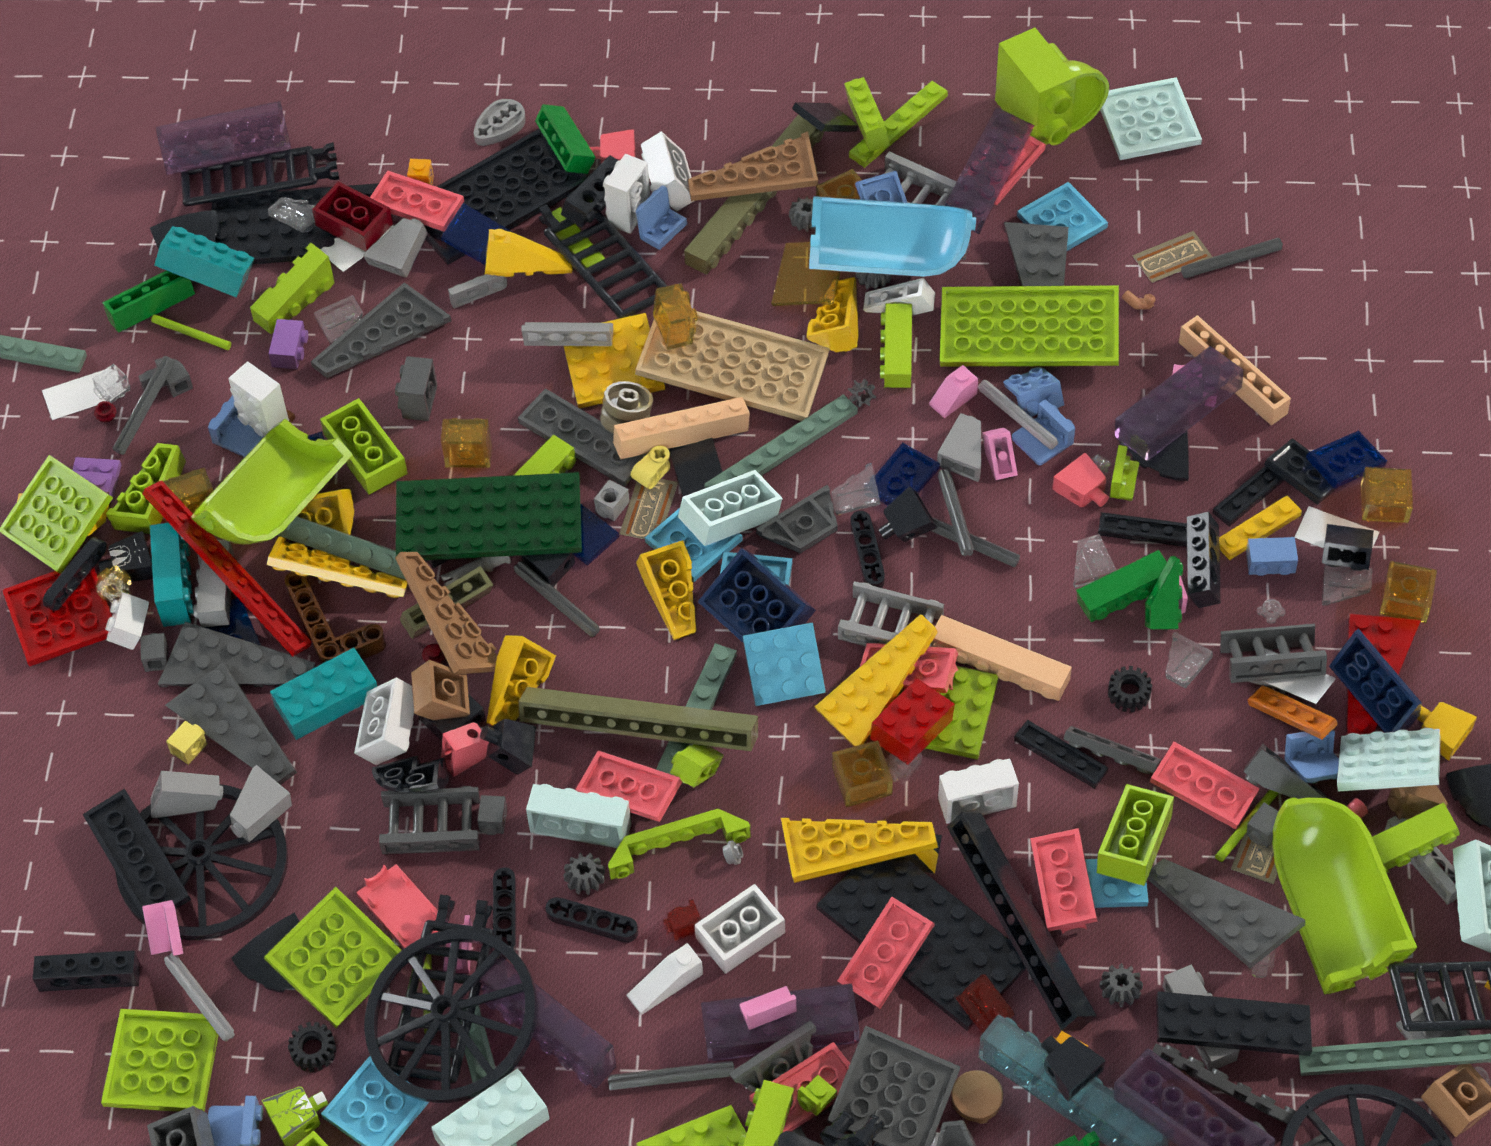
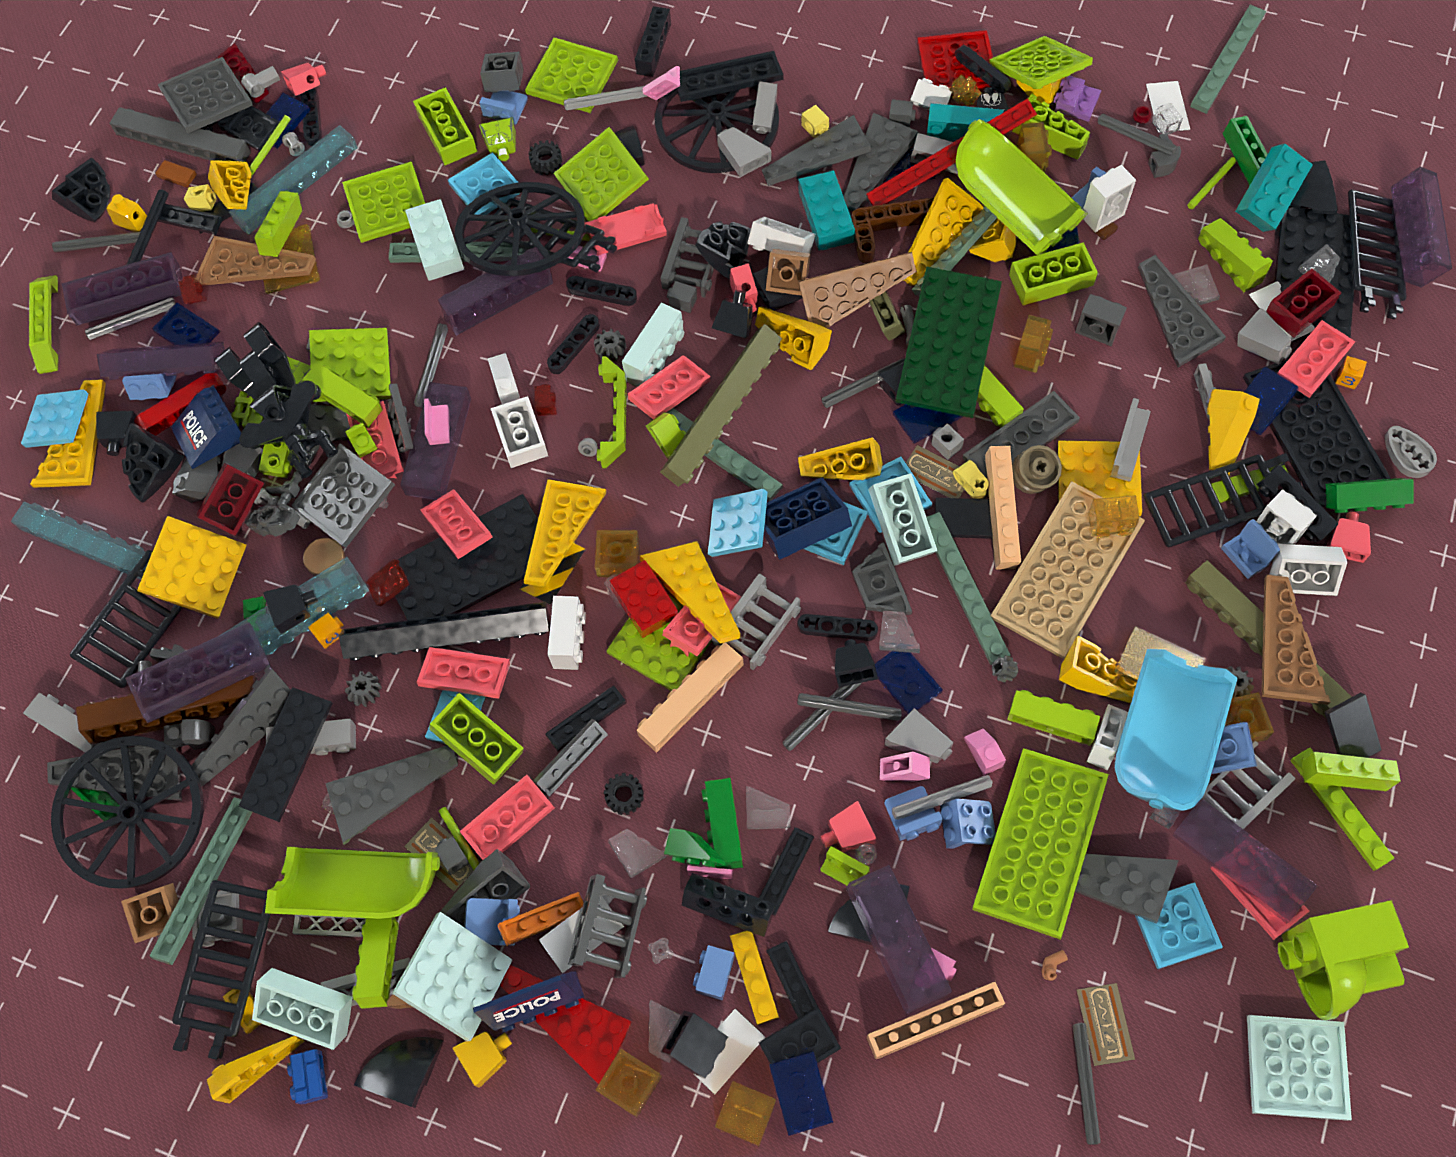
camera: 110 degrees right, 10 degrees up
(287, 344) = (1179, 242): medium lavender brick -> none

